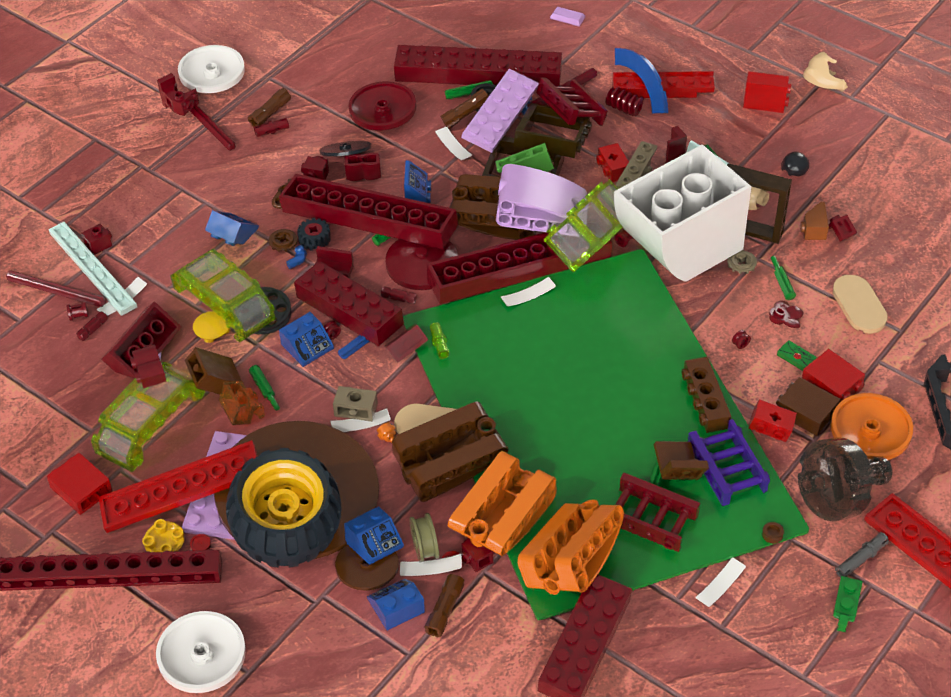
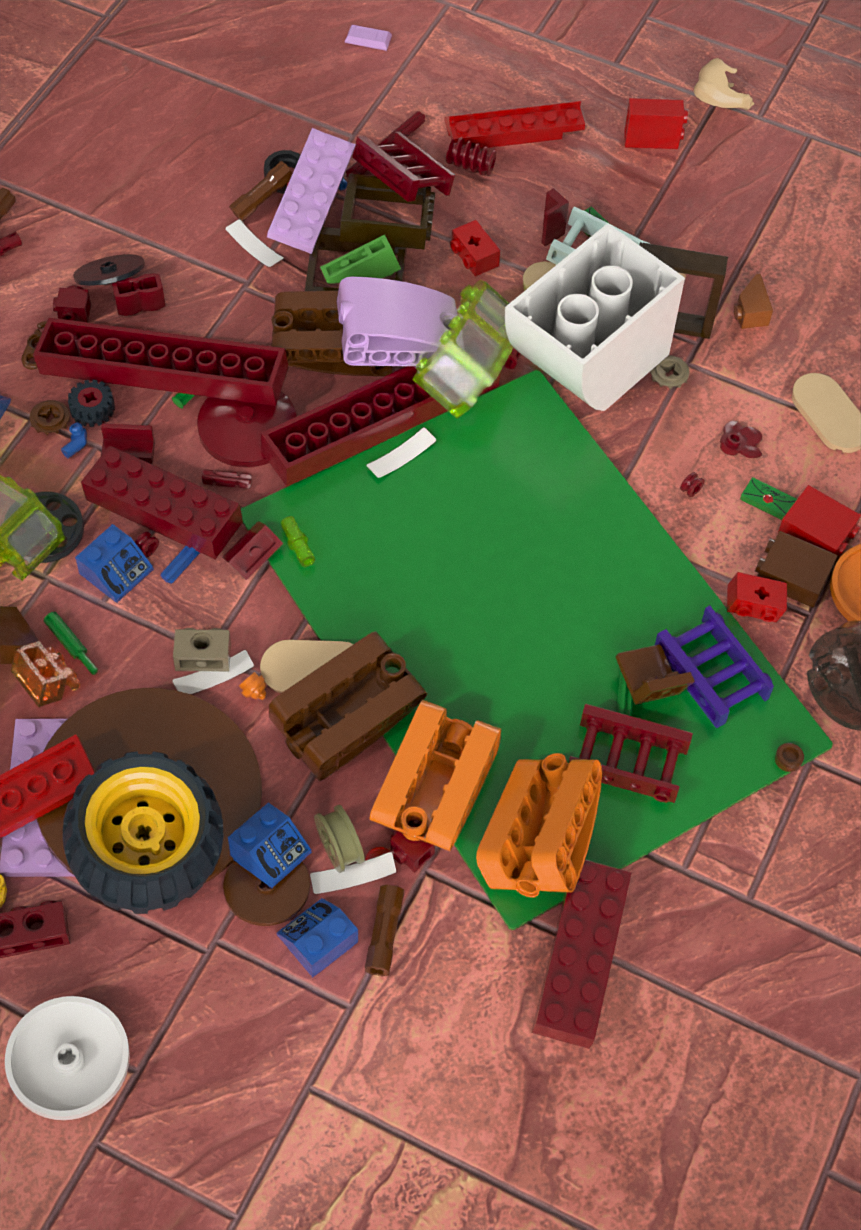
camera: 15 degrees left, 10 degrees up
(200, 542) = (30, 890): red piece -> none
(382, 105) = (146, 199): dark red dish -> none
(416, 183) = (219, 314): blue slope -> none
(463, 90) = (251, 163): green axle -> none
(472, 65) = (259, 125): dark red brick -> none
(638, 165) = (509, 253): dark tan bracket -> none
(647, 73) = (498, 116): blue tile -> none
(706, 394) = (666, 559): reddish brown brick -> none
(721, 582) = (735, 836): white sticker -> none
(783, 280) = (727, 391): green axle -> none
(795, 164) = (709, 222): black hair -> none
(842, 227) = (788, 306): dark red bracket -> none

